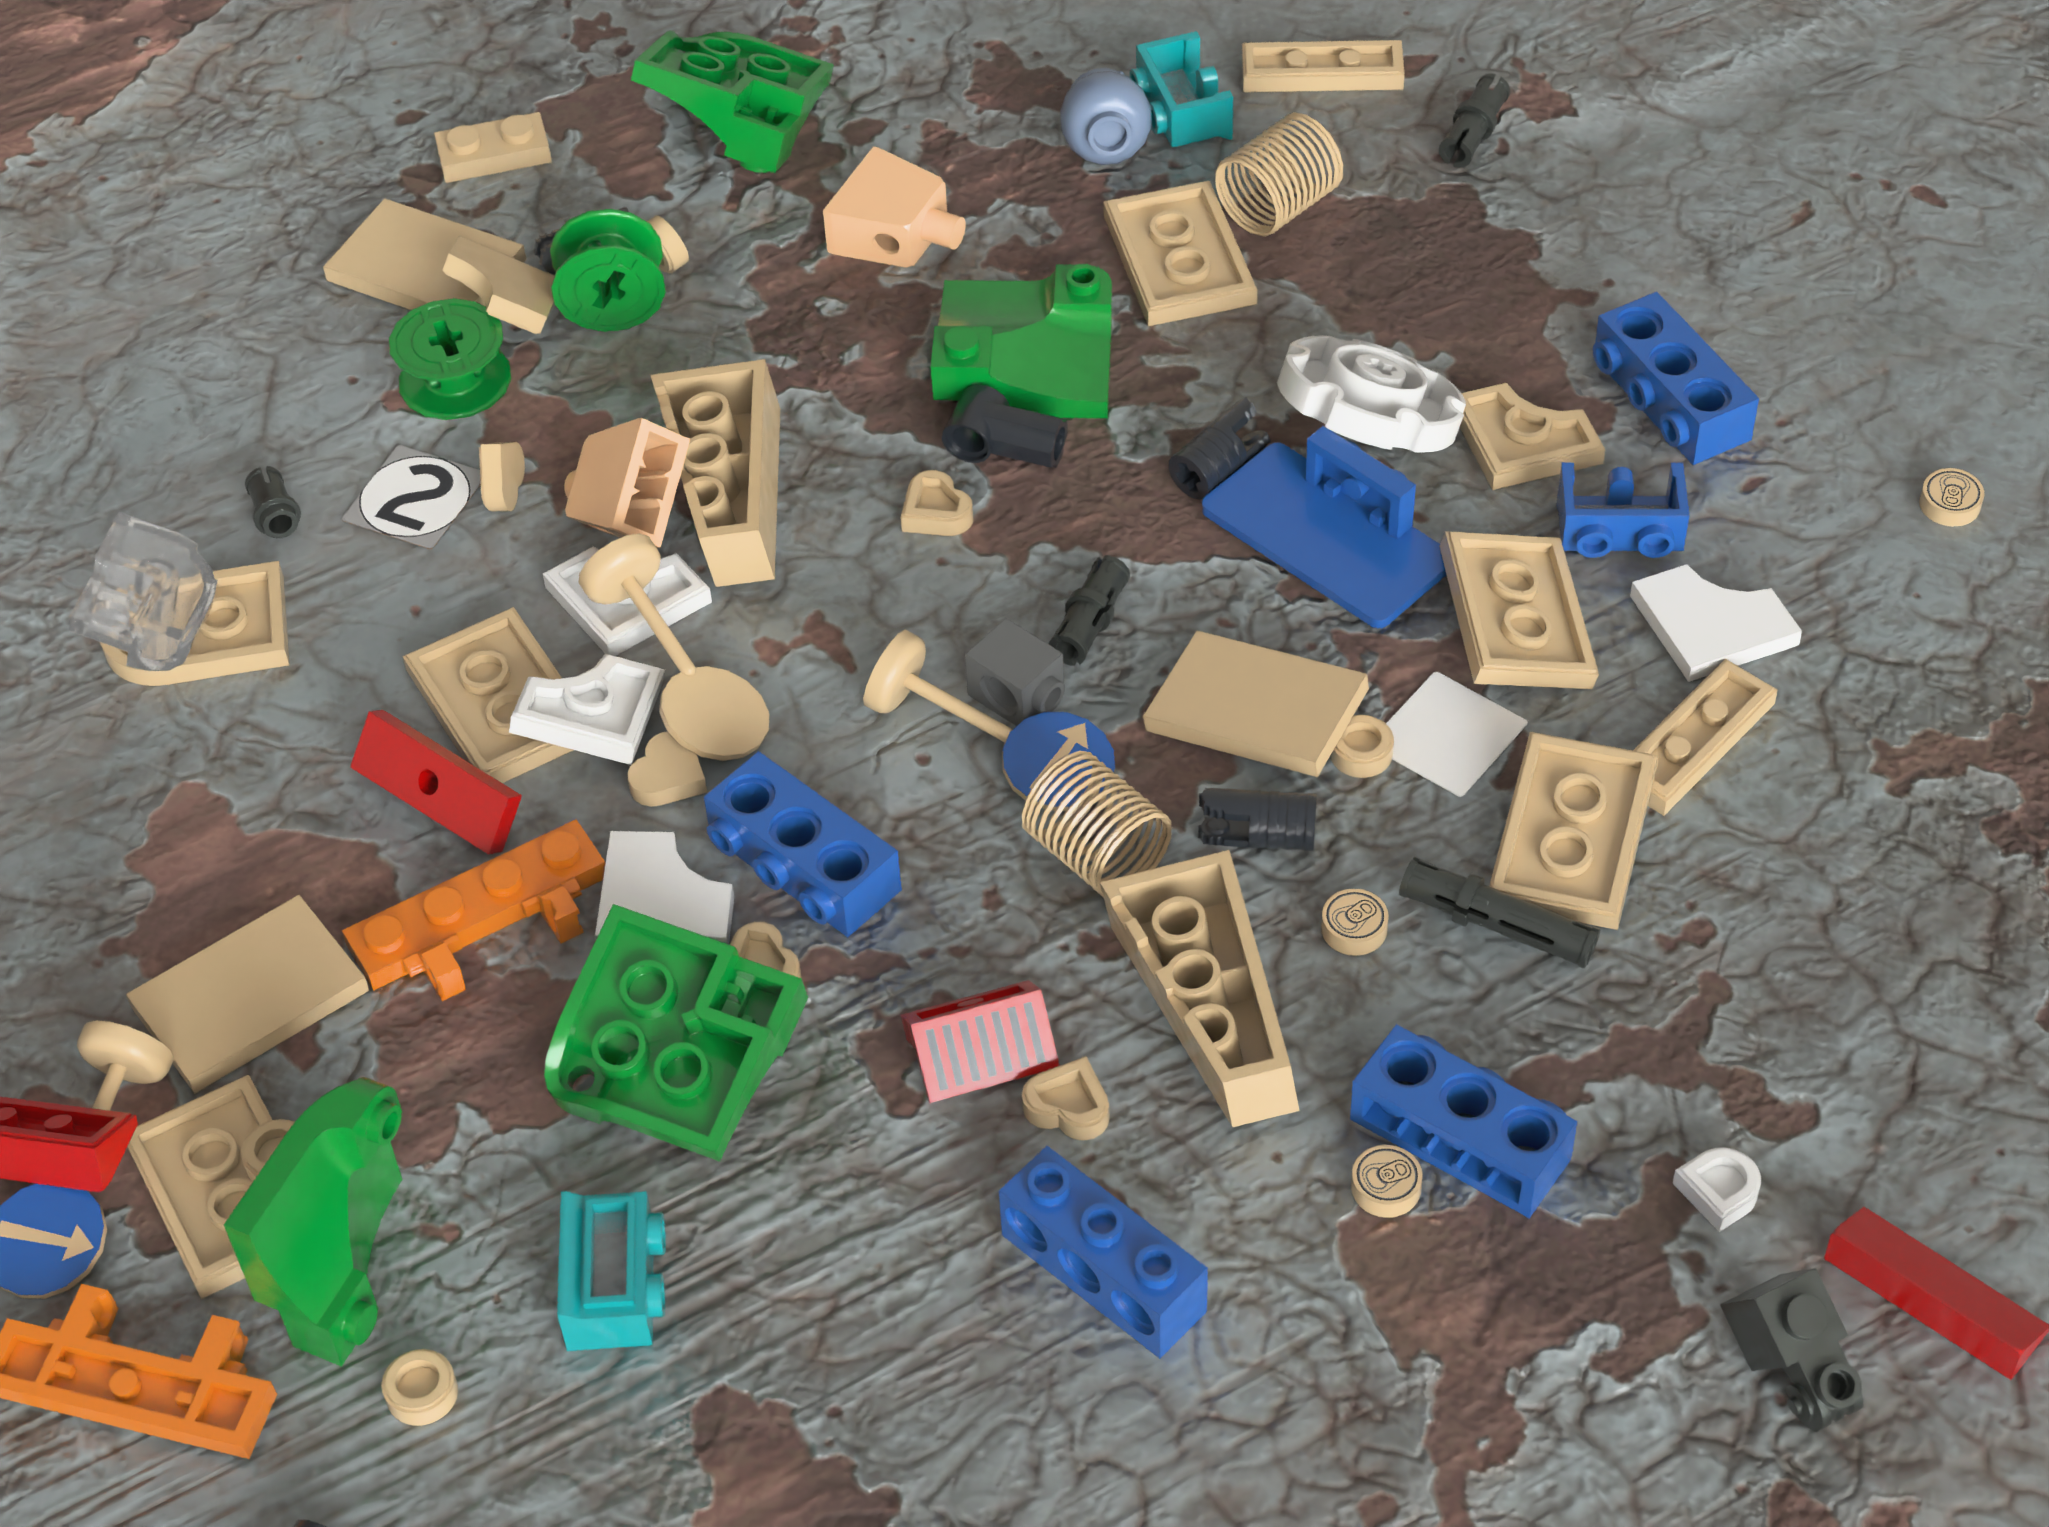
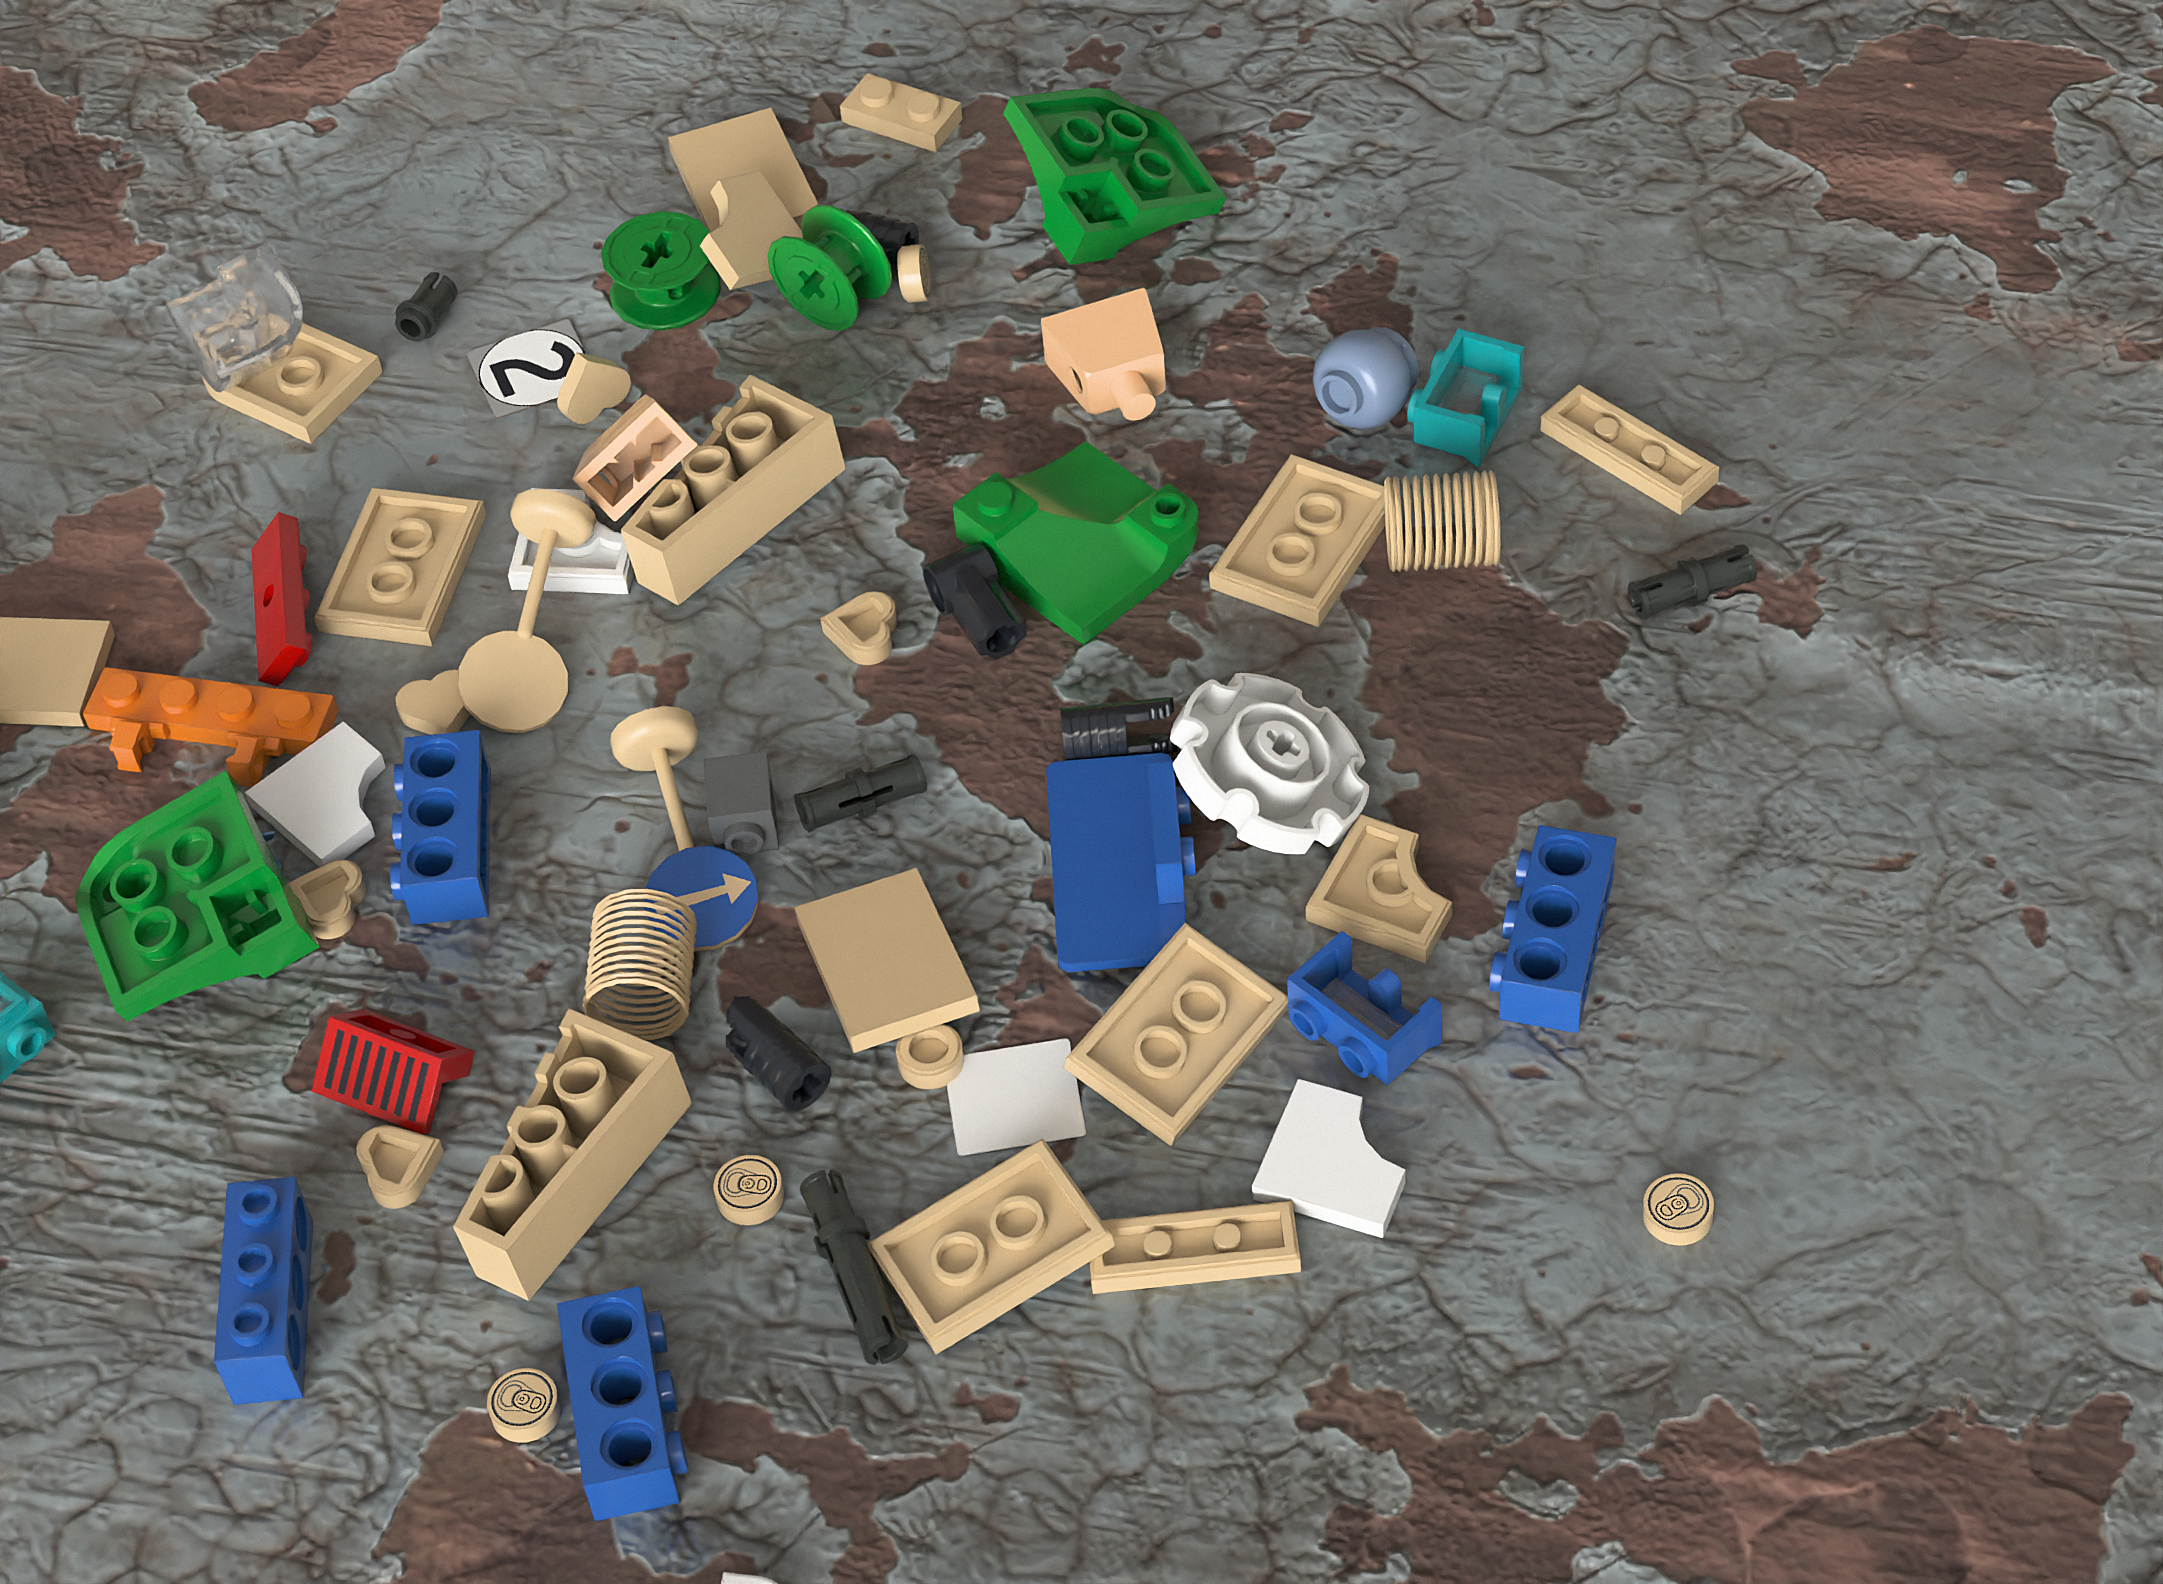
camera: 45 degrees right, 0 degrees up
(592, 712) = (429, 620): white tile -> none

